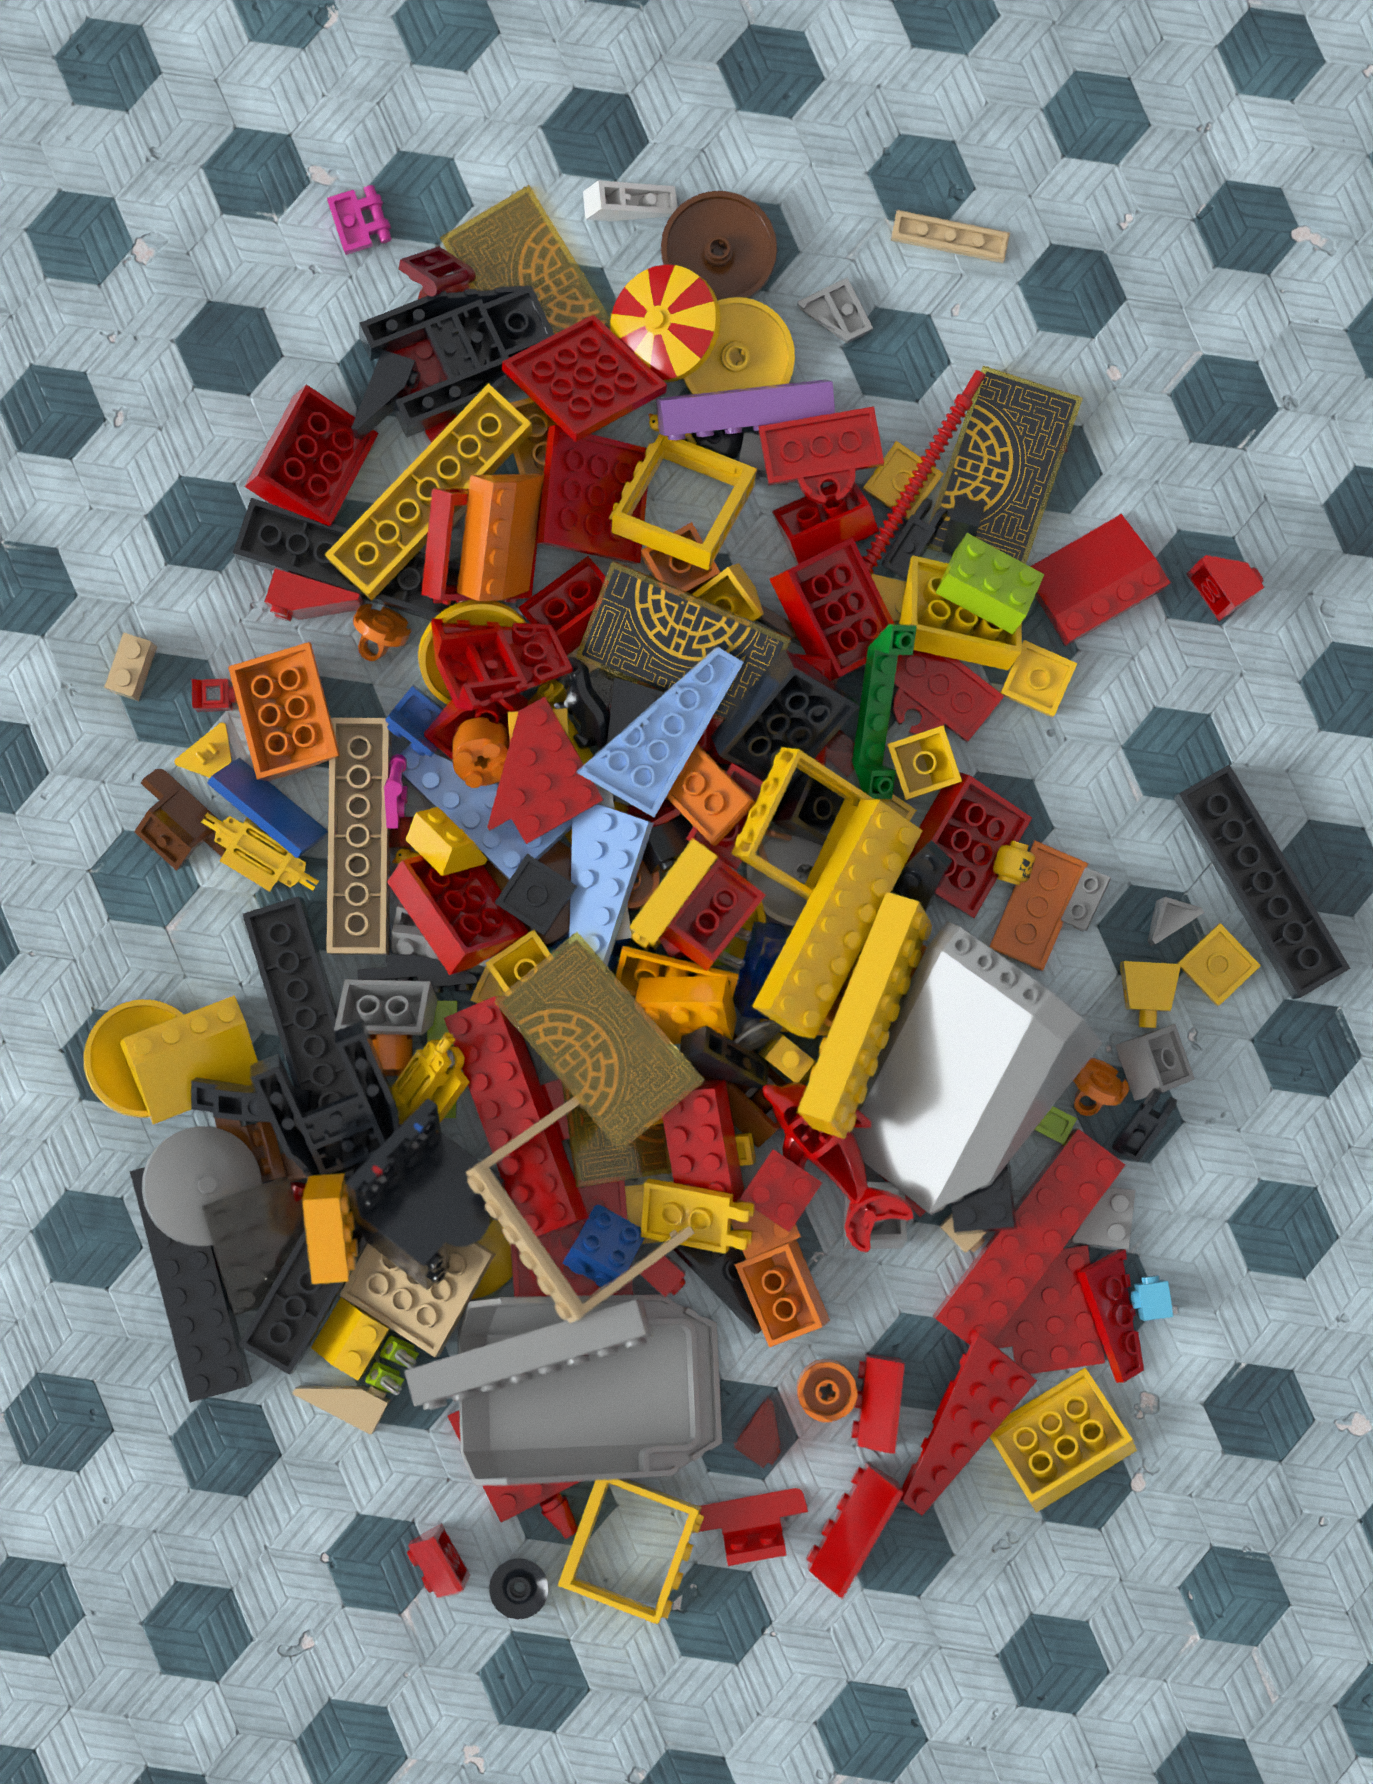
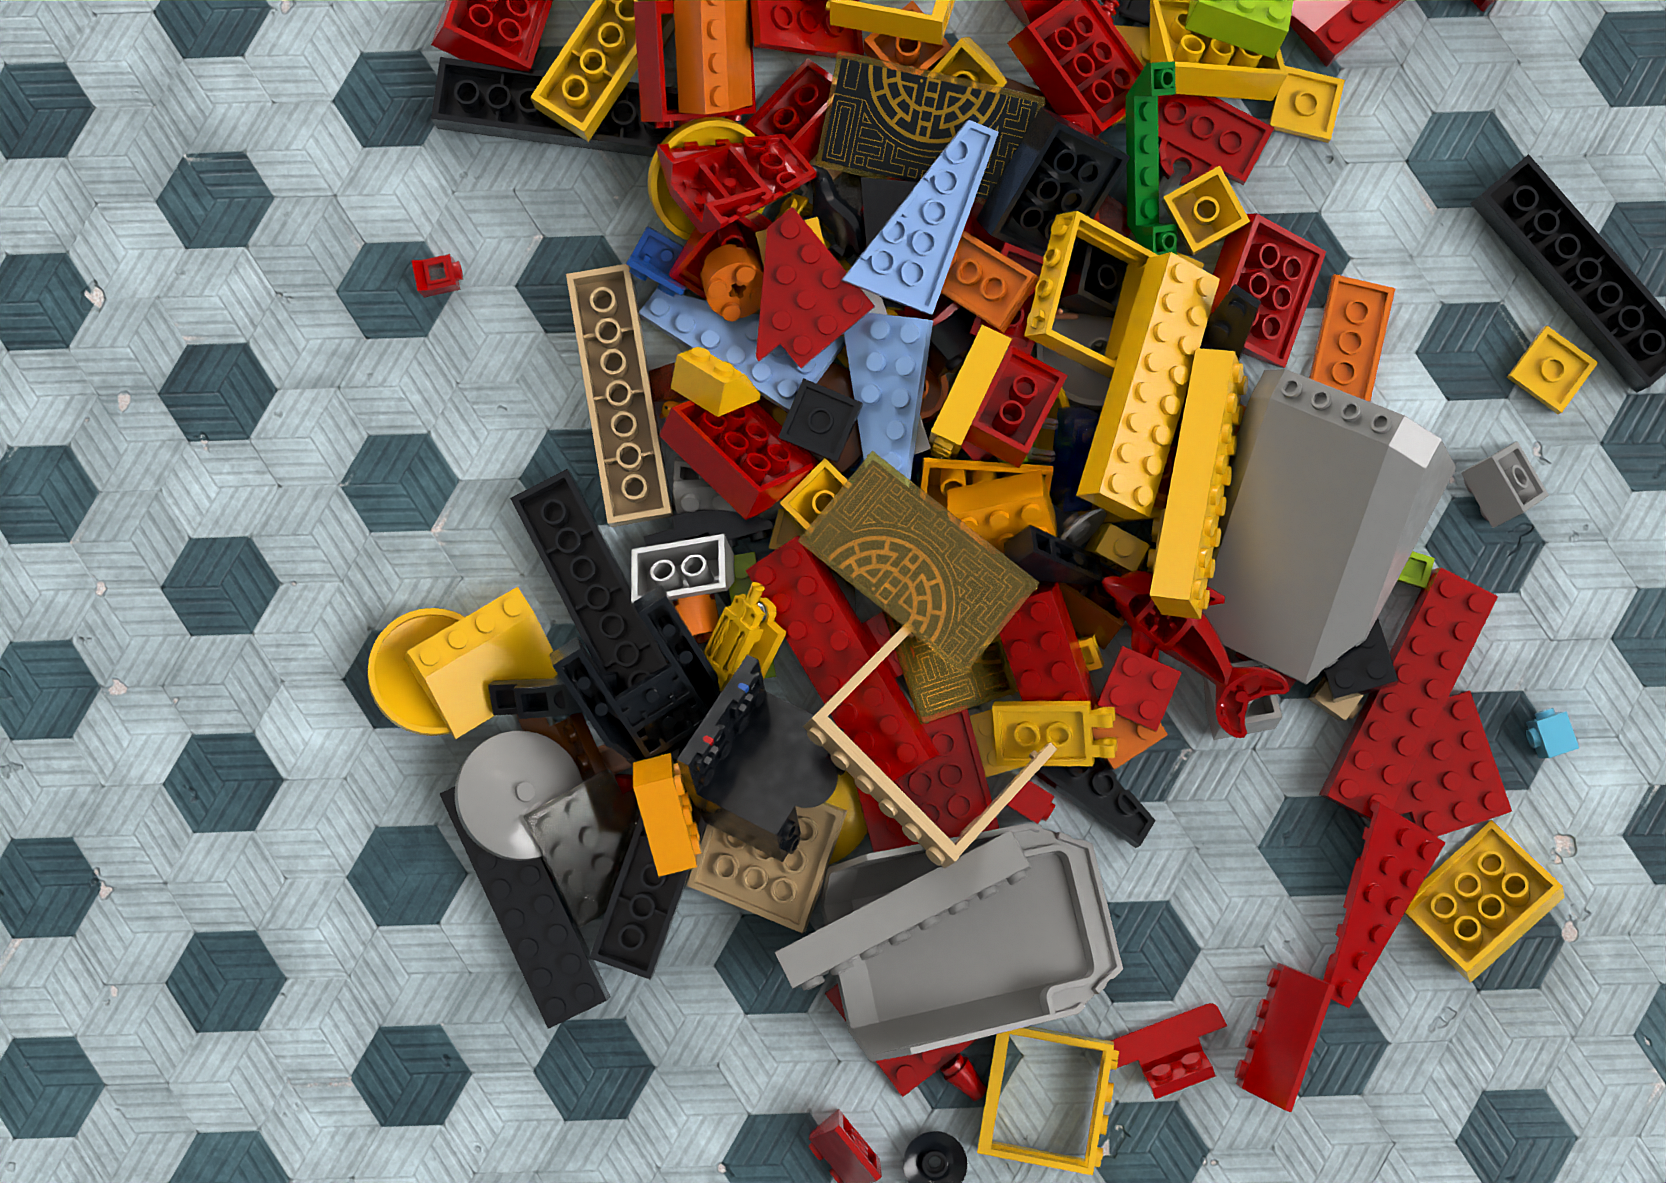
camera: 10 degrees left, 0 degrees up
(131, 666) = (344, 260): tan brick -> none
(174, 822) = (426, 416): reddish brown plate -> none
(208, 753) = (445, 341): yellow piece -> none
(257, 854) = (516, 430): yellow piece -> none
(267, 807) = (516, 382): blue tile -> none
(284, 712) = (516, 277): orange slope -> none
(306, 598) = (517, 153): red slope -> none
(350, 1339) = (706, 930): yellow slope -> none
(353, 1404) = (720, 999): tan slope -> none
(382, 627) = (601, 171): orange tile -> none
(386, 1377) = (752, 964): lime piece -> none
(395, 793) = (650, 340): dark pink plate -> none
(604, 1246) = (960, 783): blue bracket -> none
(760, 1436) = (1162, 953): clear red slope -> none
(782, 1293) = (1158, 799): orange slope -> none
(833, 1406) = (1233, 909): orange brick -> none
(878, 1403) = (1283, 896): red slope -> none
(1014, 863) = (1318, 300): yellow head -> none
(1085, 899) = (1400, 326): light grey hinge -> none
(1099, 1083) = (1455, 518): orange tile -> none
(1109, 1220) = (1489, 661): light grey wing -> none
(1109, 1303) = (1513, 759): red wing -> none
(1143, 1127) = (1508, 552): black hinge -> none
(1149, 988) = (1484, 407): yellow torso -> none
(1169, 917) = (1492, 327): light grey slope -> none

